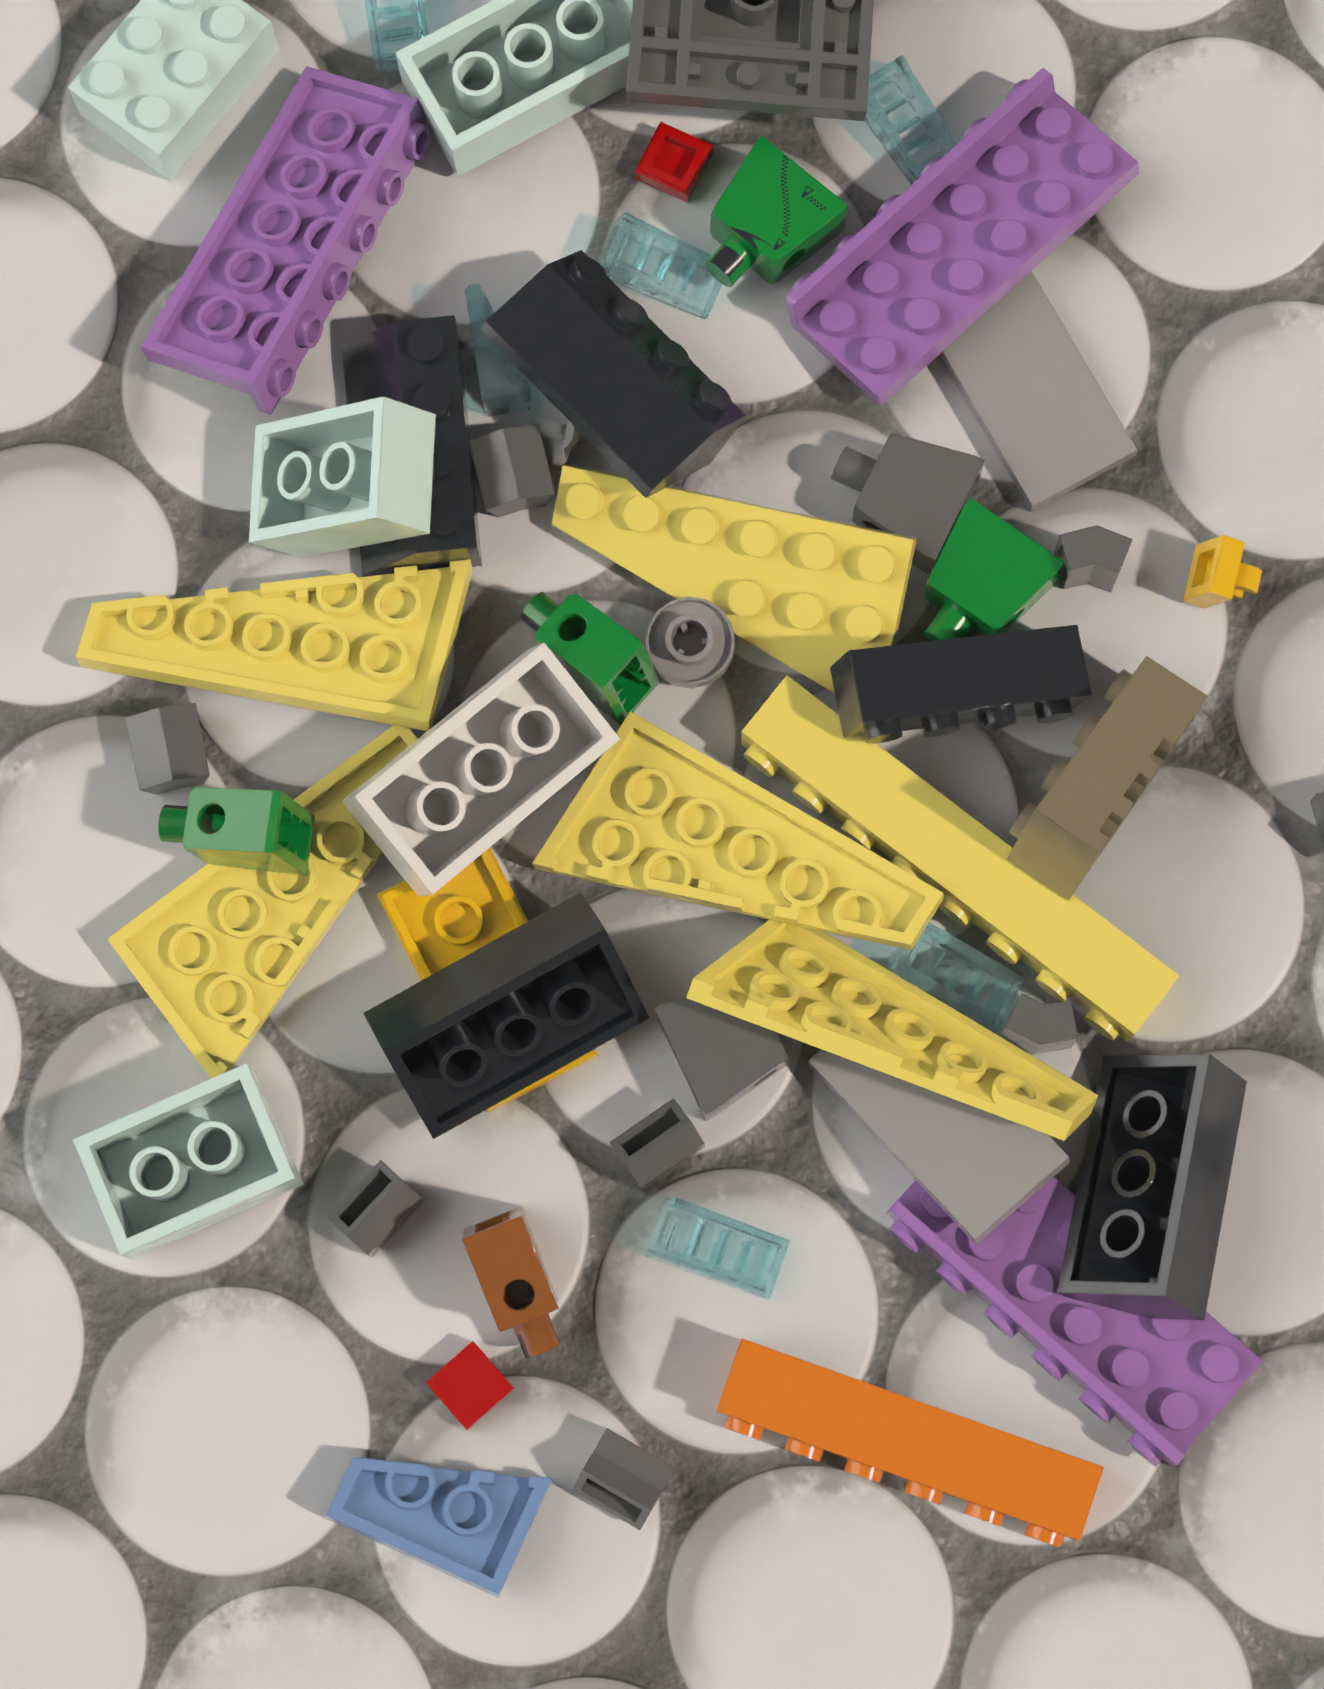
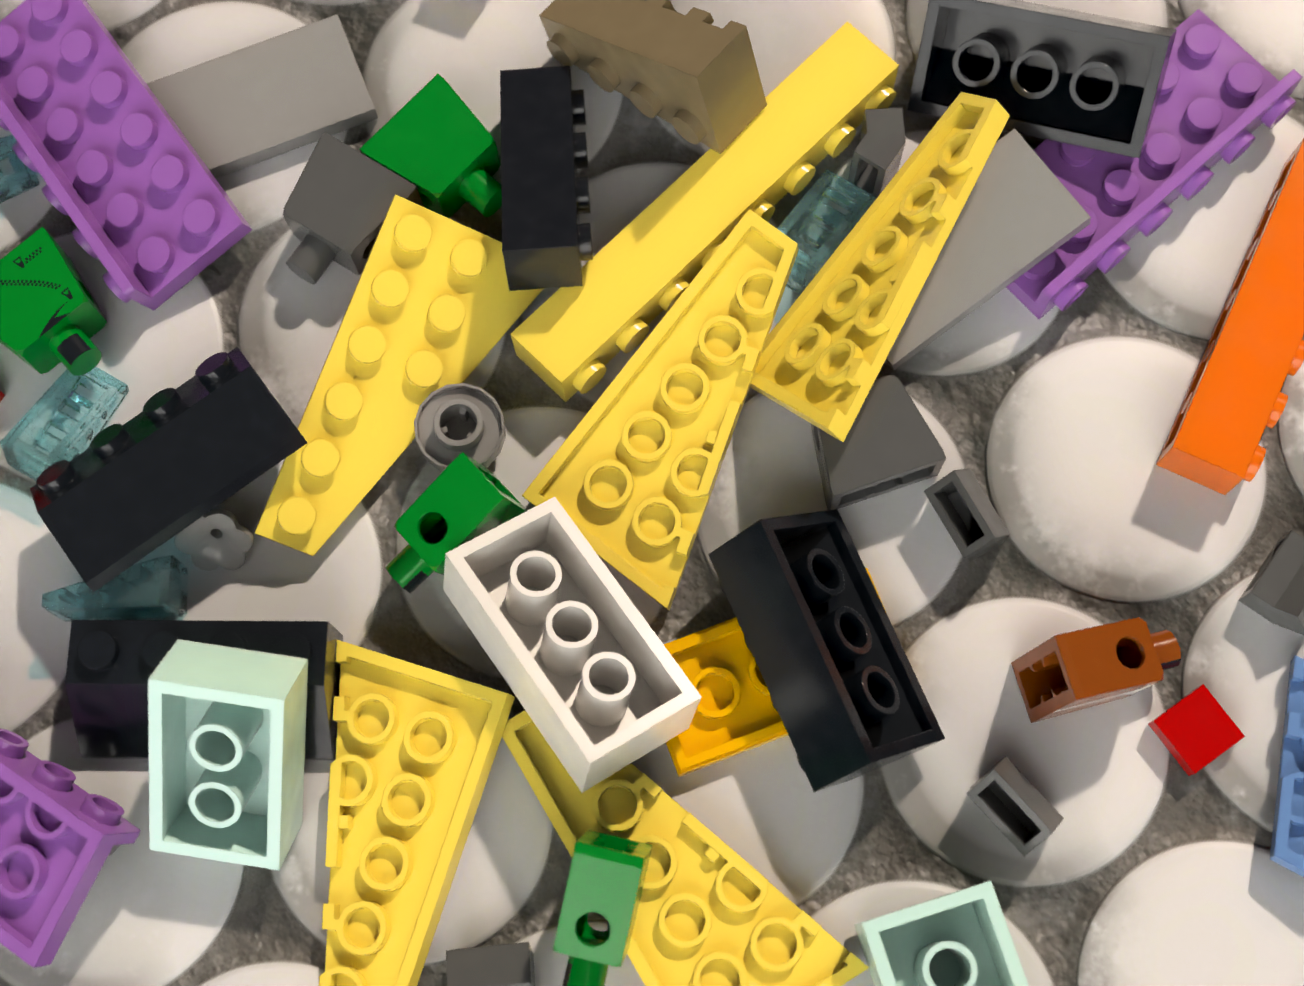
camera: 85 degrees left, 5 degrees down
(512, 469) = (249, 585): dark grey piece -> none
(666, 1230) = (1053, 509): clear light blue slope -> none
(1091, 557) = (436, 49): dark grey piece -> none

